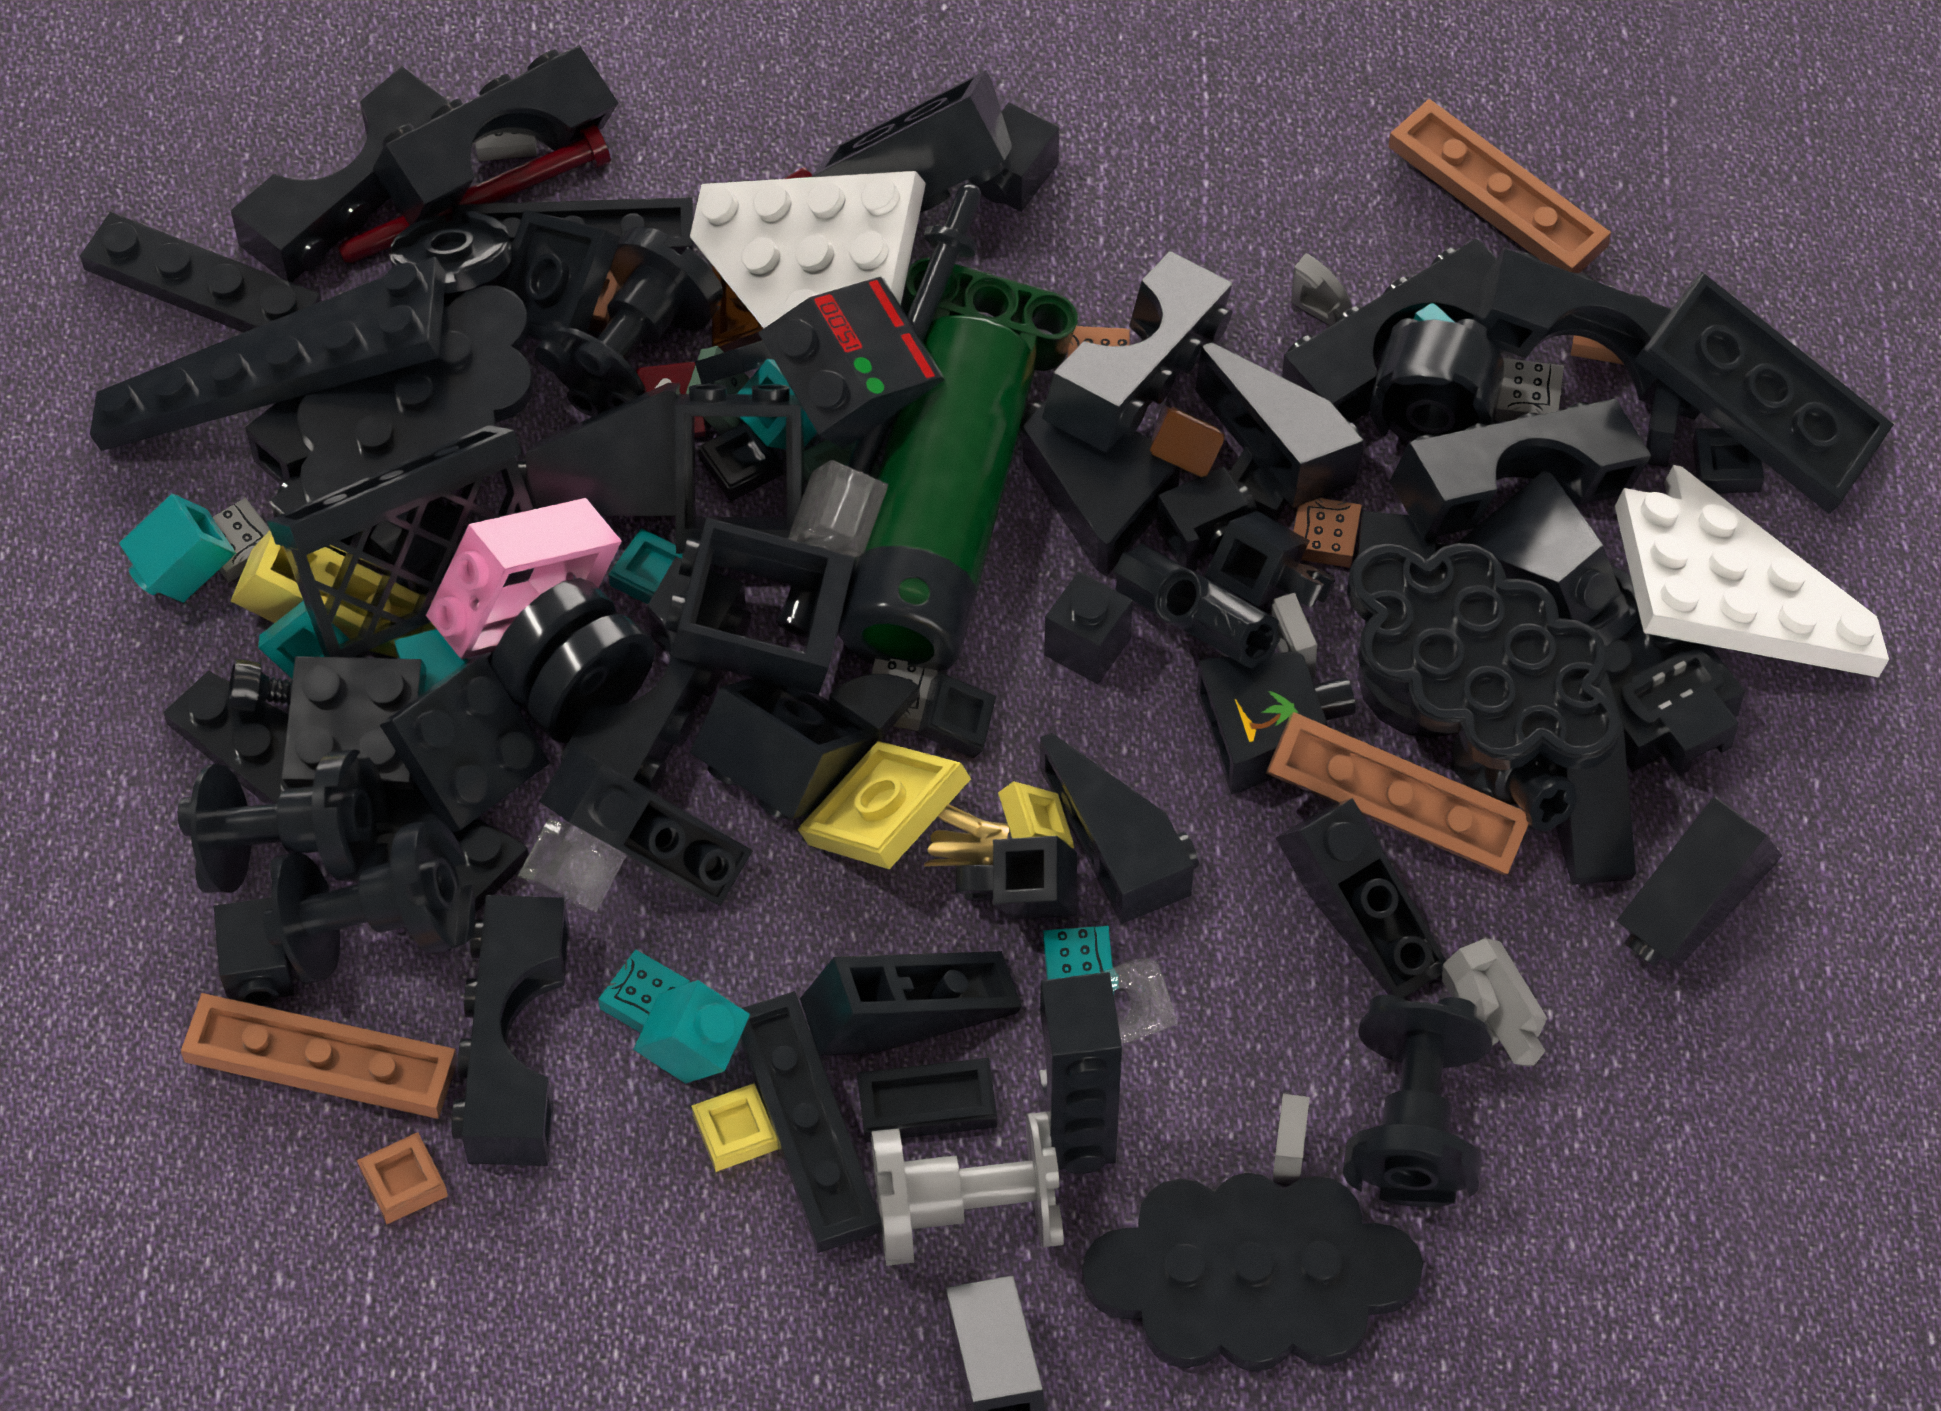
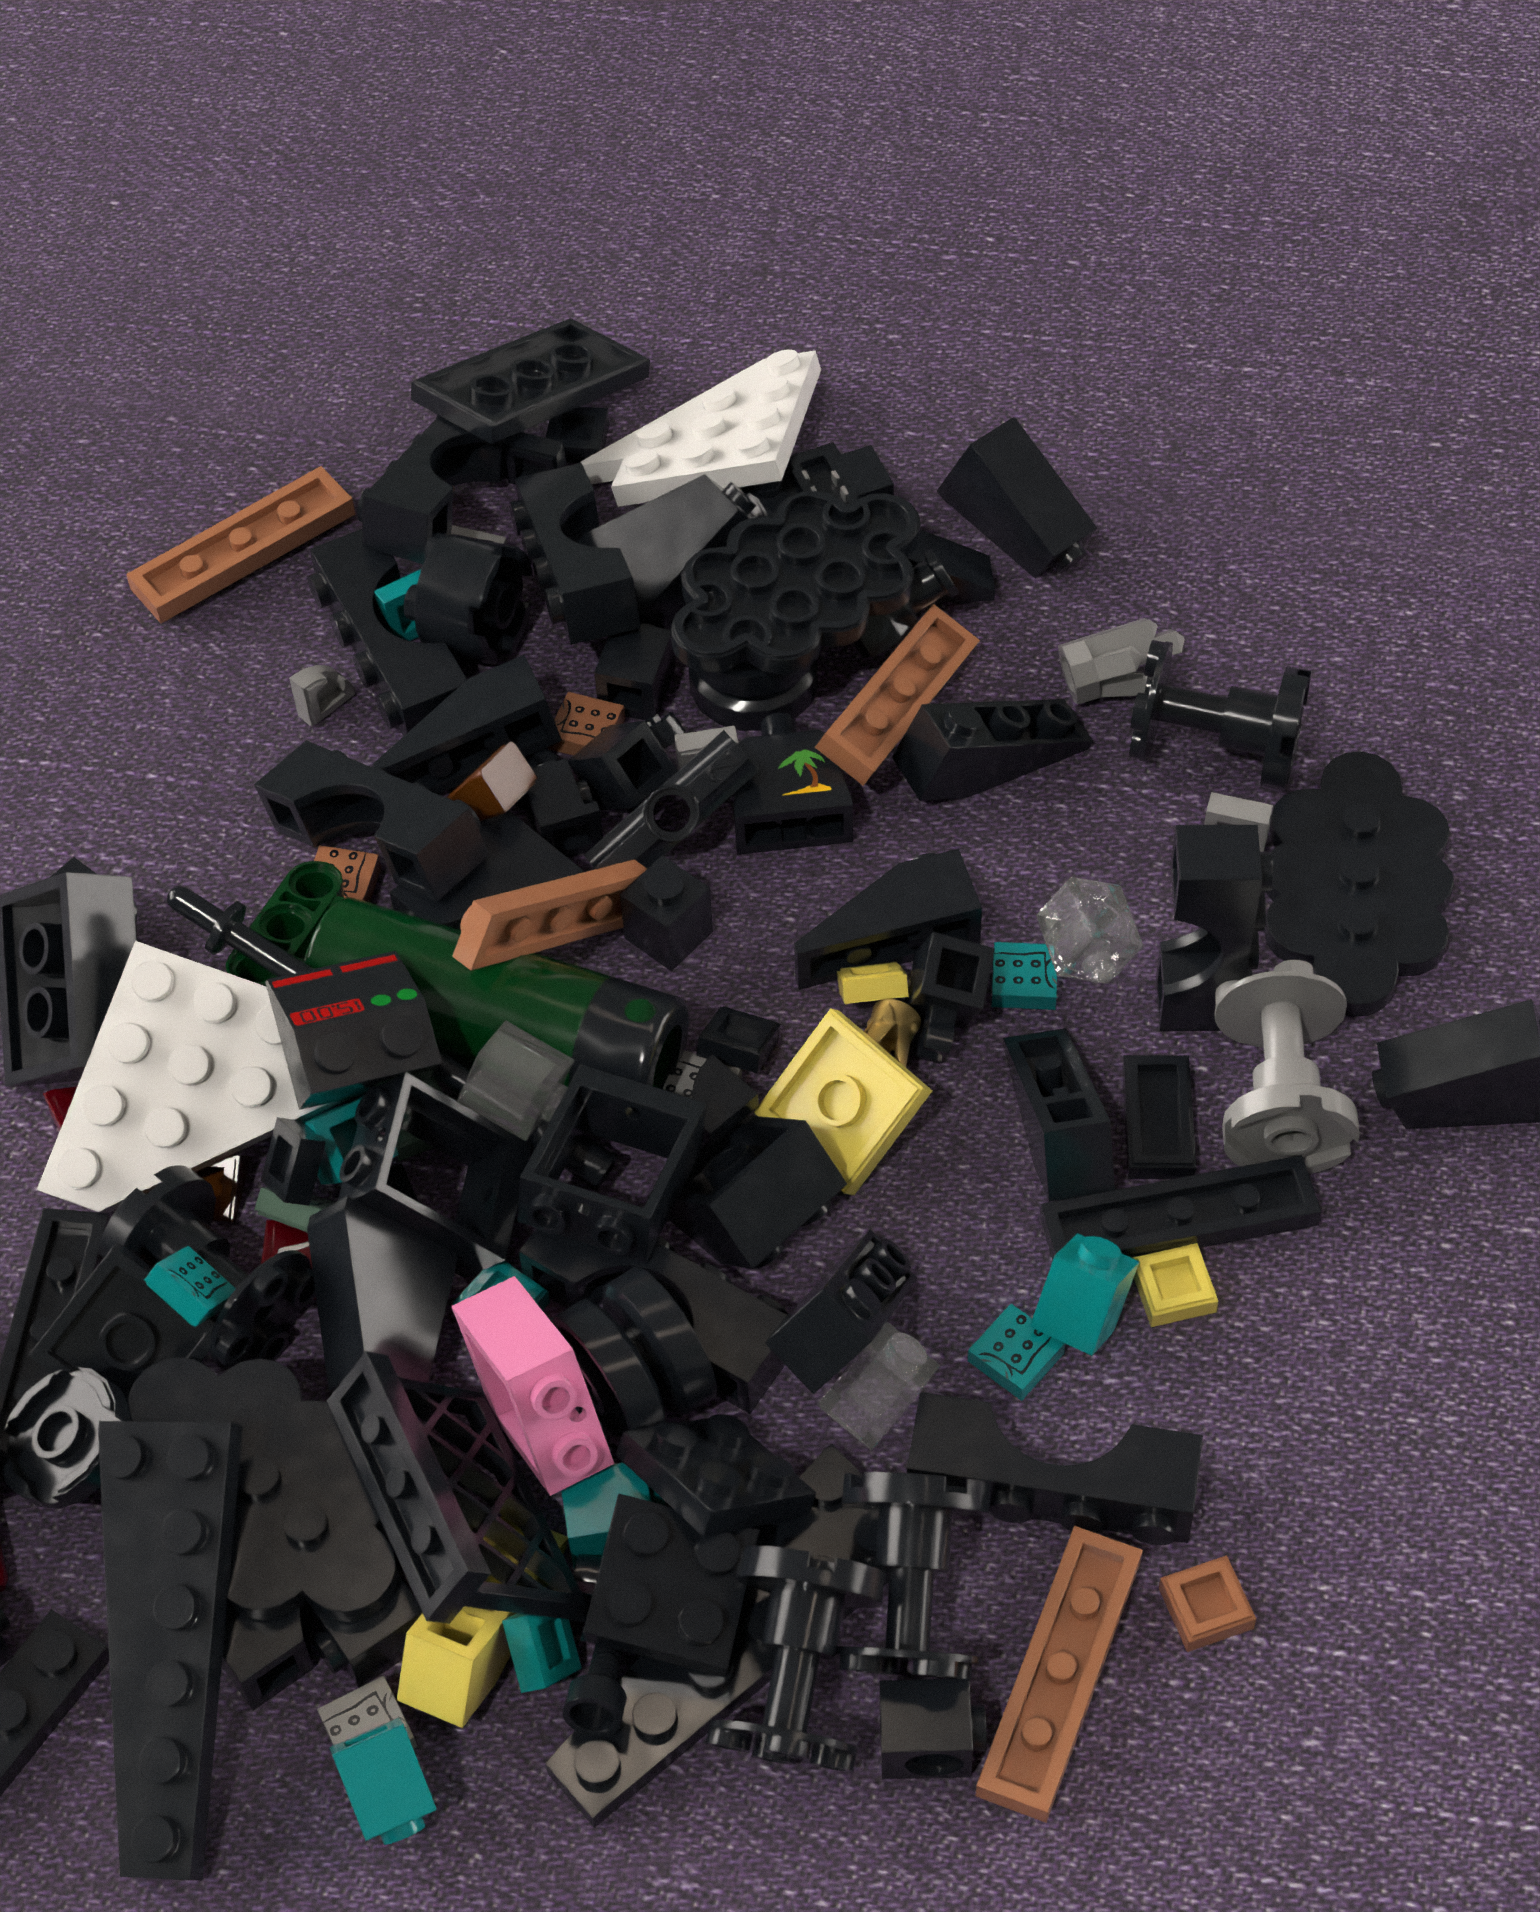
camera: 80 degrees left, 5 degrees down
(586, 300) = (190, 1286): none -> teal tile
(1017, 500) = (544, 915): none -> nougat plate

